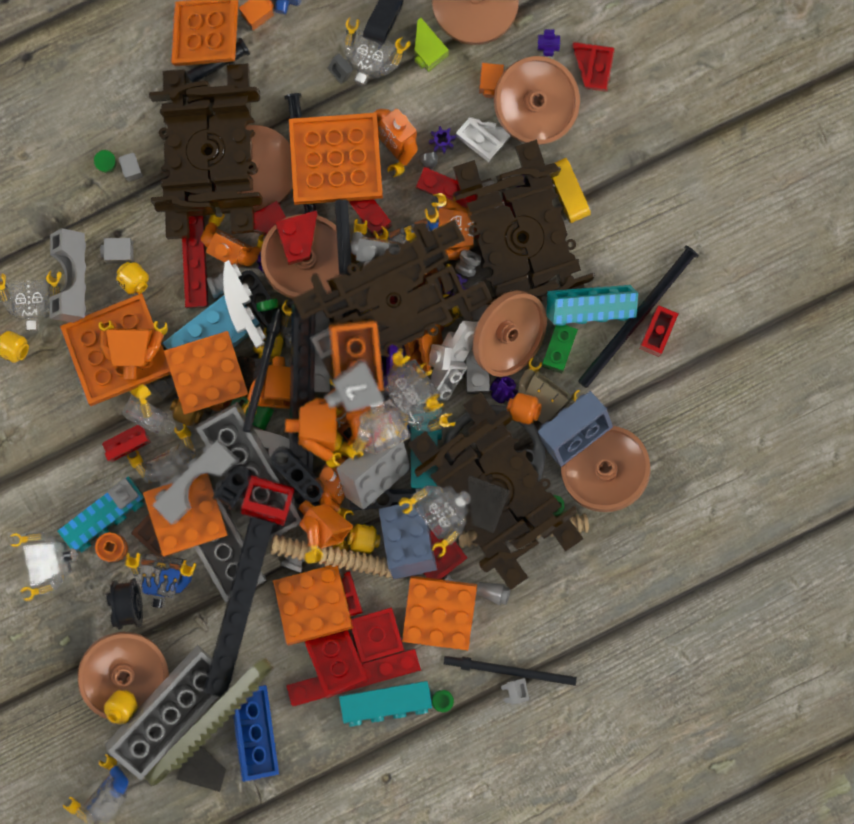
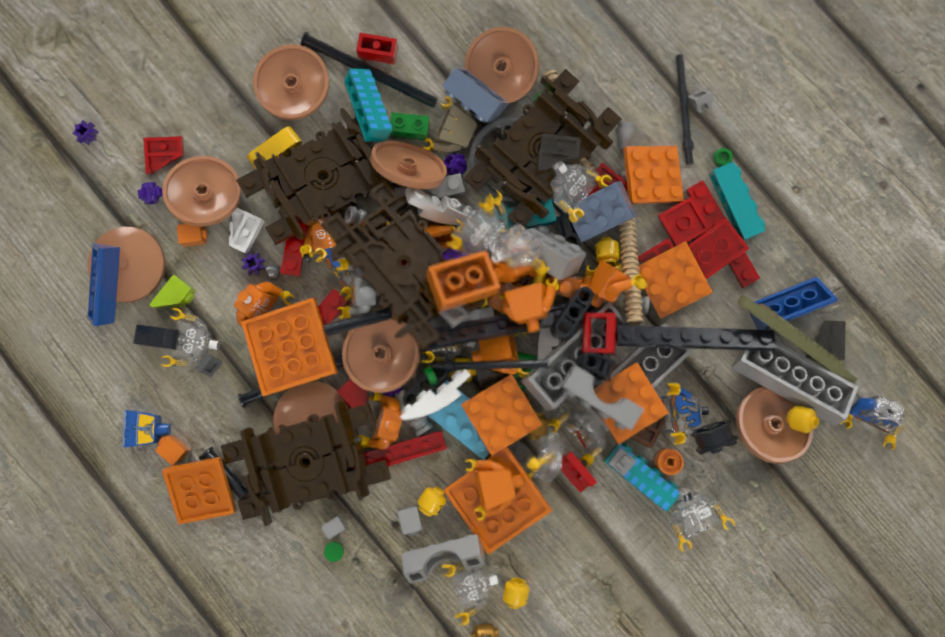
camera: 100 degrees left, 0 degrees up
(297, 236) = (365, 363): red wing -> none
(354, 388) = (492, 272): light grey torso -> none
(440, 356) = (441, 218): white plate -> none
(524, 408) = (469, 138): orange head -> none
(640, 225) = (291, 82): none -> nougat dish

